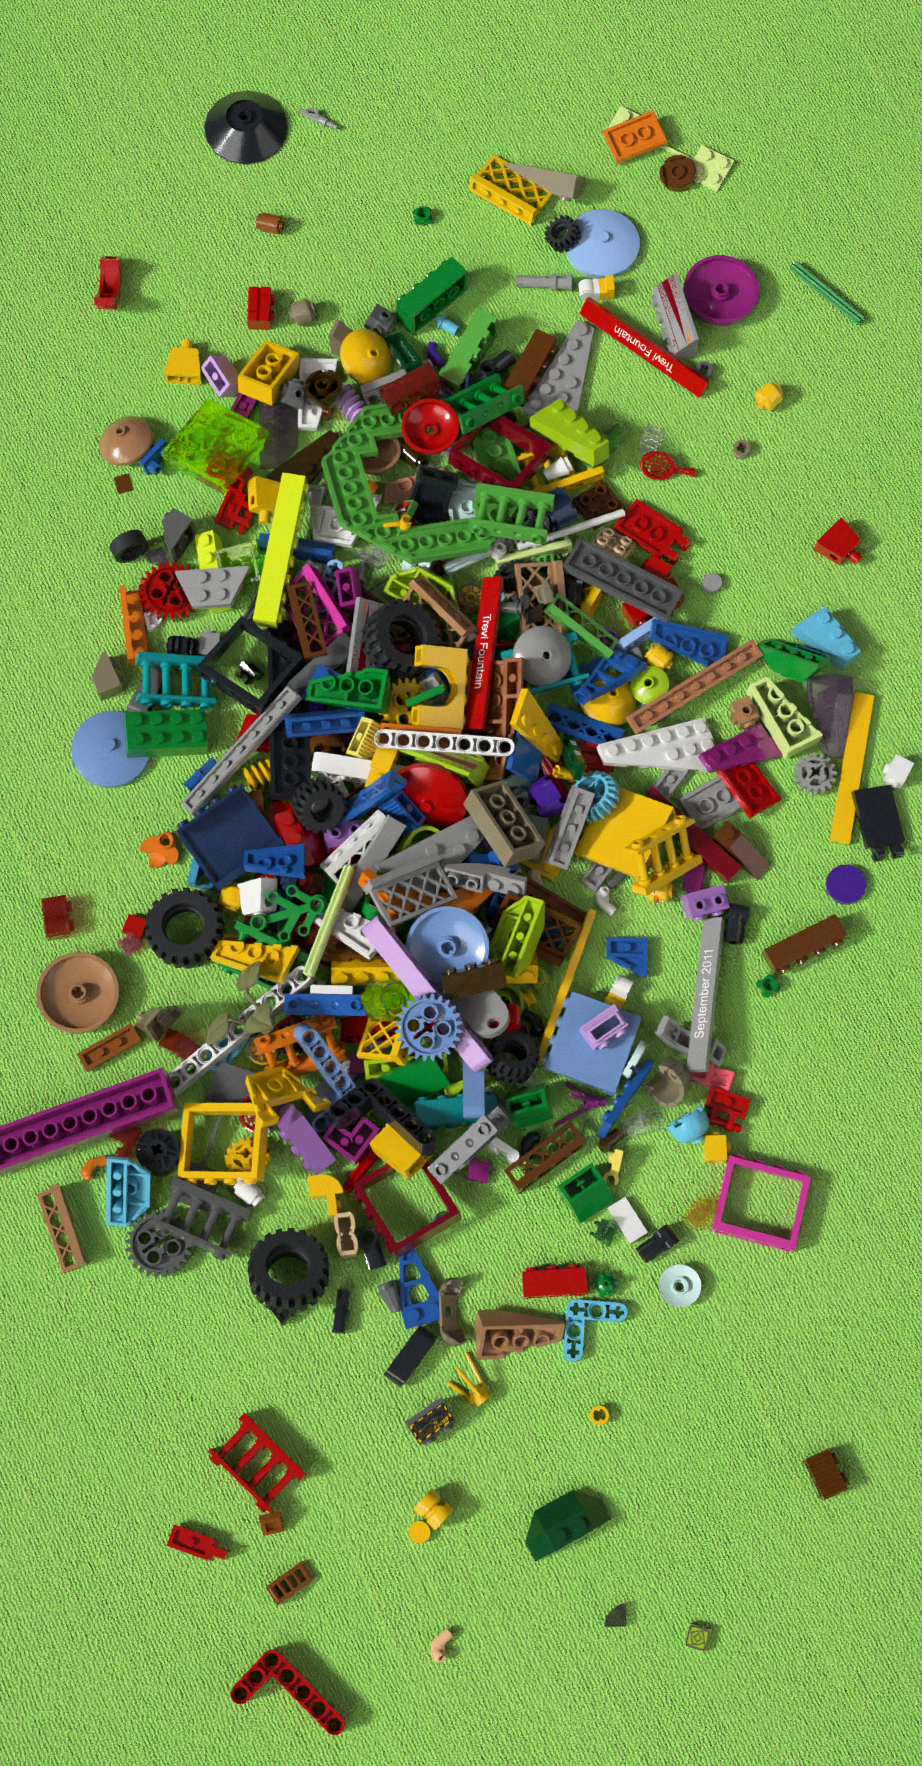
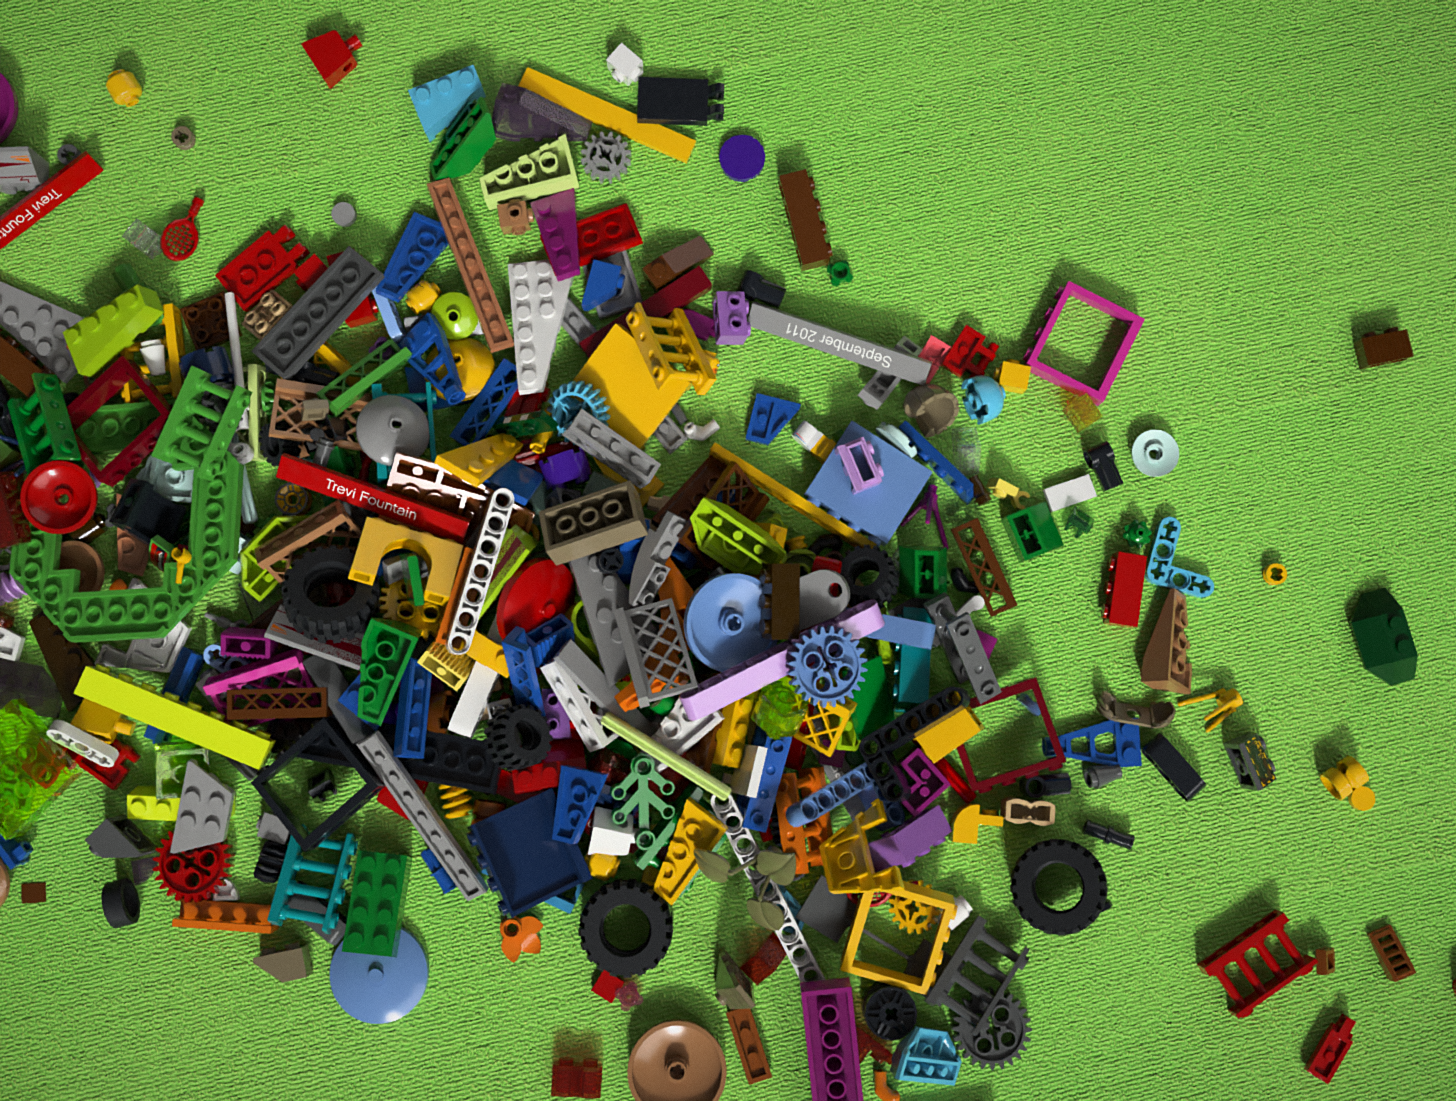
camera: 80 degrees left, 10 degrees up
(245, 489) = (82, 743): none -> white beam
(373, 555) = (211, 604): clear slope -> none
(479, 845) = (612, 557): none -> black wheel
(705, 793) = (602, 284): none -> blue slope

